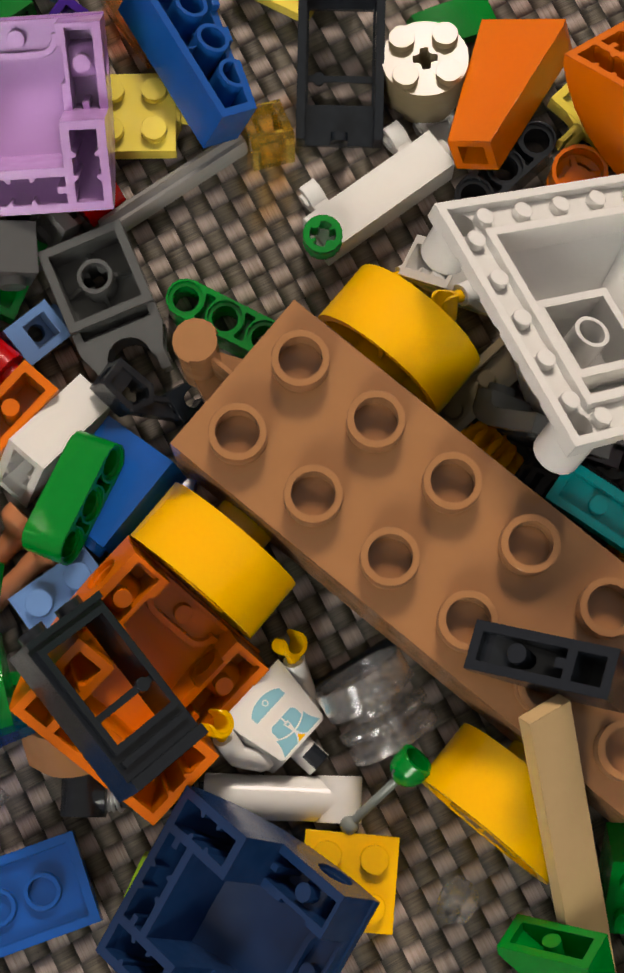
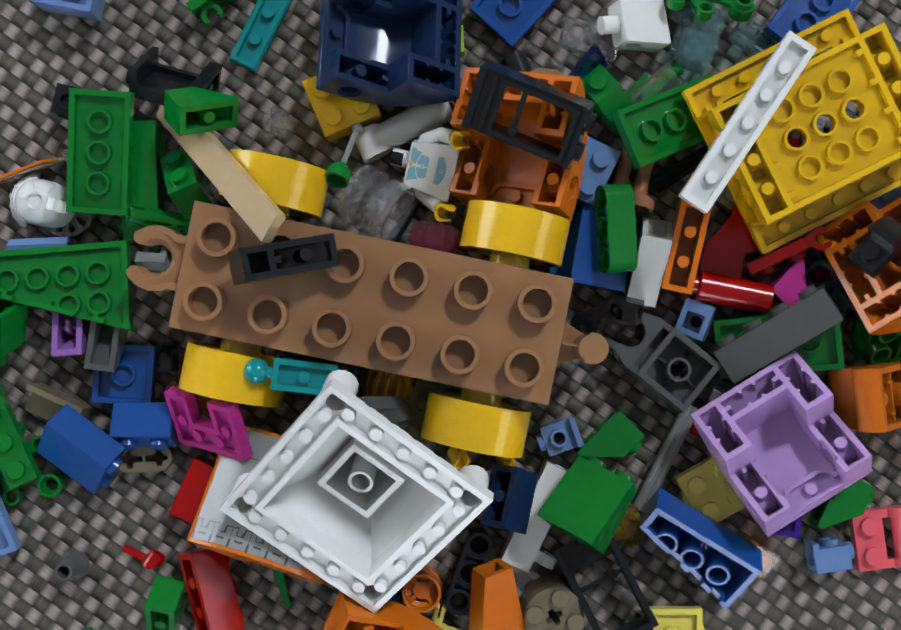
camera: 150 degrees right, 10 degrees up
(213, 306) = (600, 391): green beam -> none
(231, 242) = (612, 438): none -> green slope
(282, 290) = (564, 425): none -> medium blue brick
(305, 167) = (589, 502): none -> green slope
(313, 227) = (547, 463): green bush -> none
(323, 619) = (434, 236): none -> clear pink gear
(399, 227) = (512, 498): none -> dark blue brick

